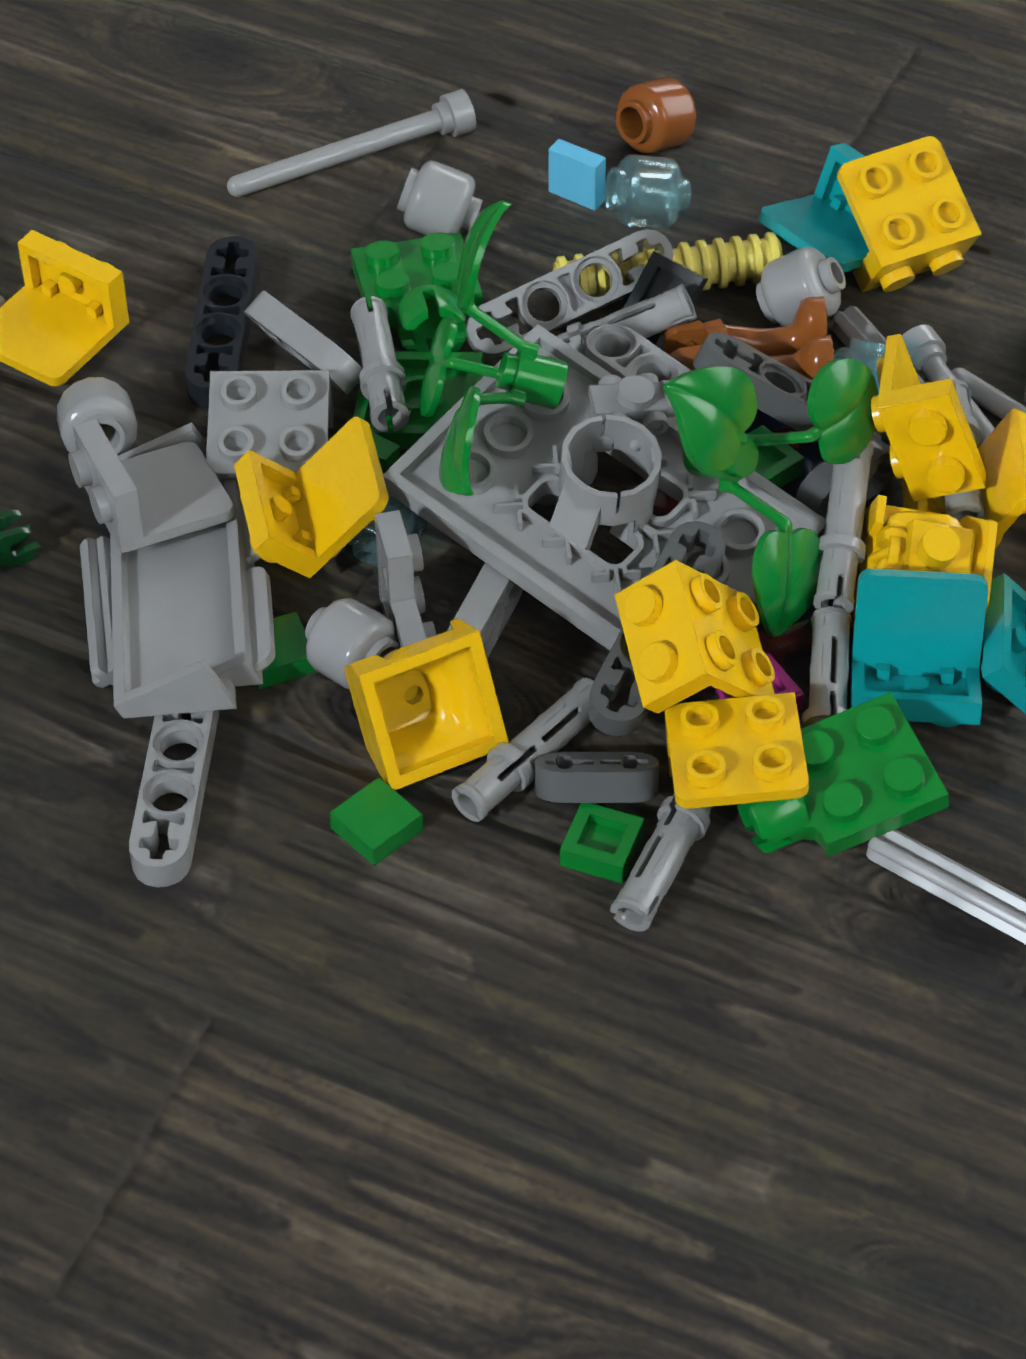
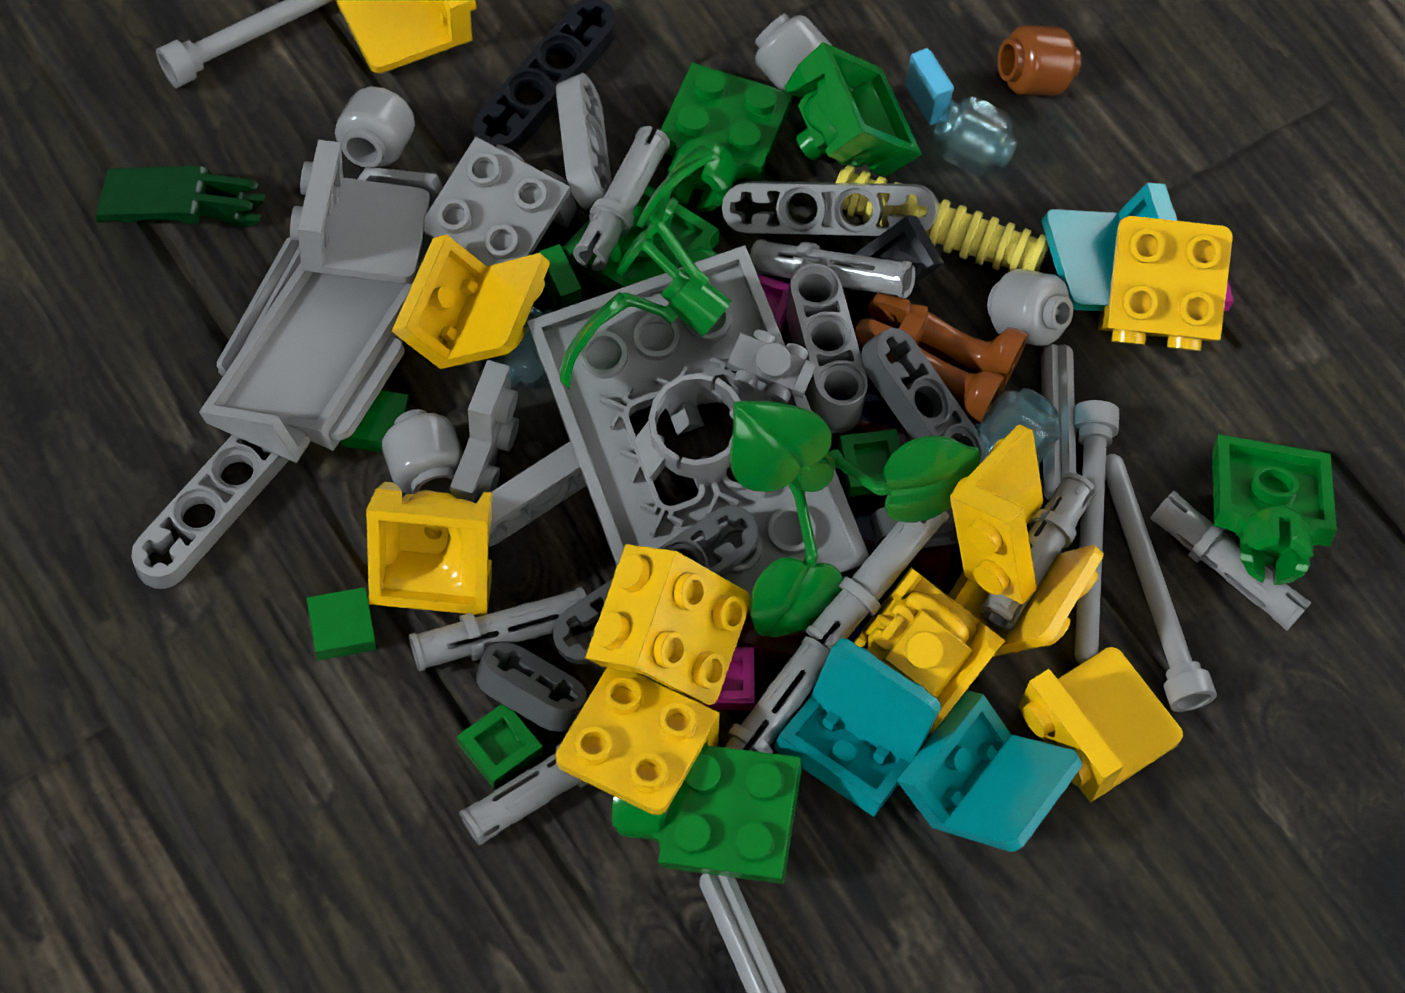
camera: 25 degrees right, 15 degrees up
(536, 224) = (850, 112): none -> green brick

